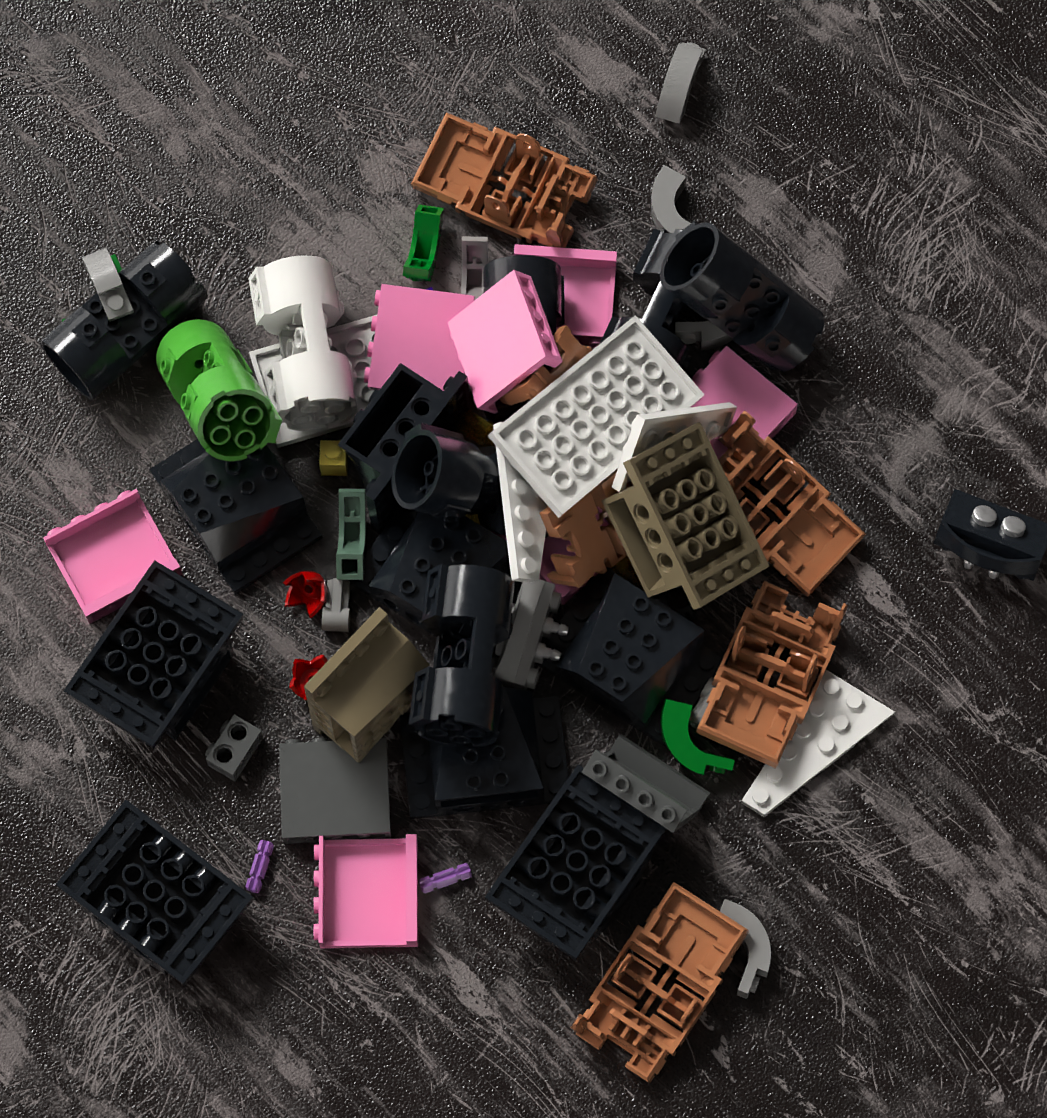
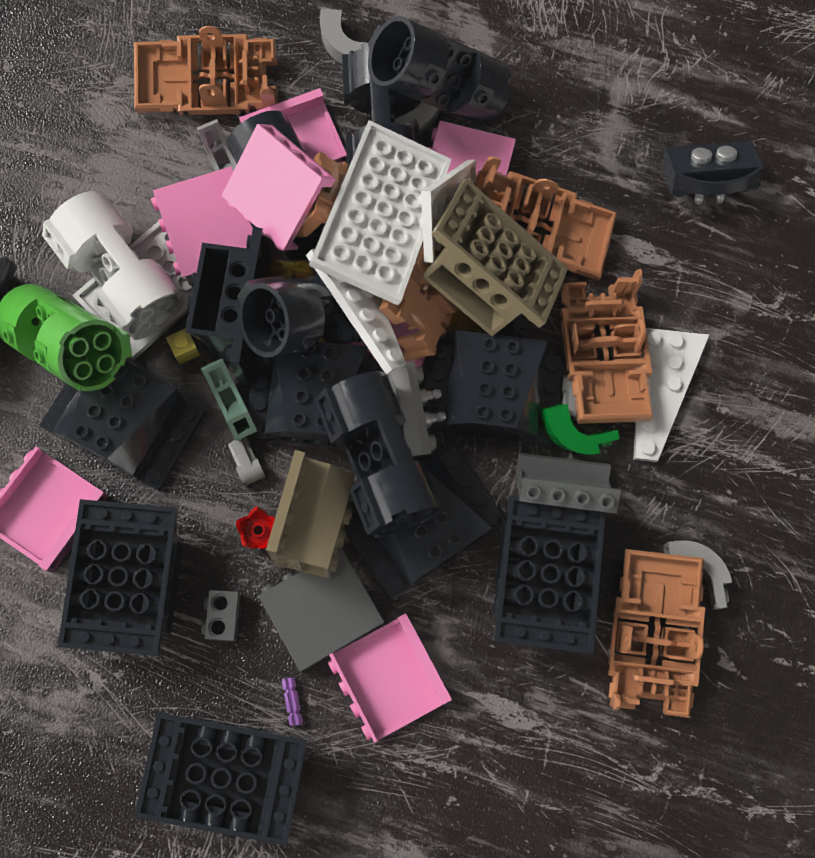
camera: 35 degrees left, 5 degrees up
(306, 589) = (216, 459): red piece -> none
(424, 243) = (168, 148): green arch -> none
(445, 878) = (443, 634): medium lavender axle -> none

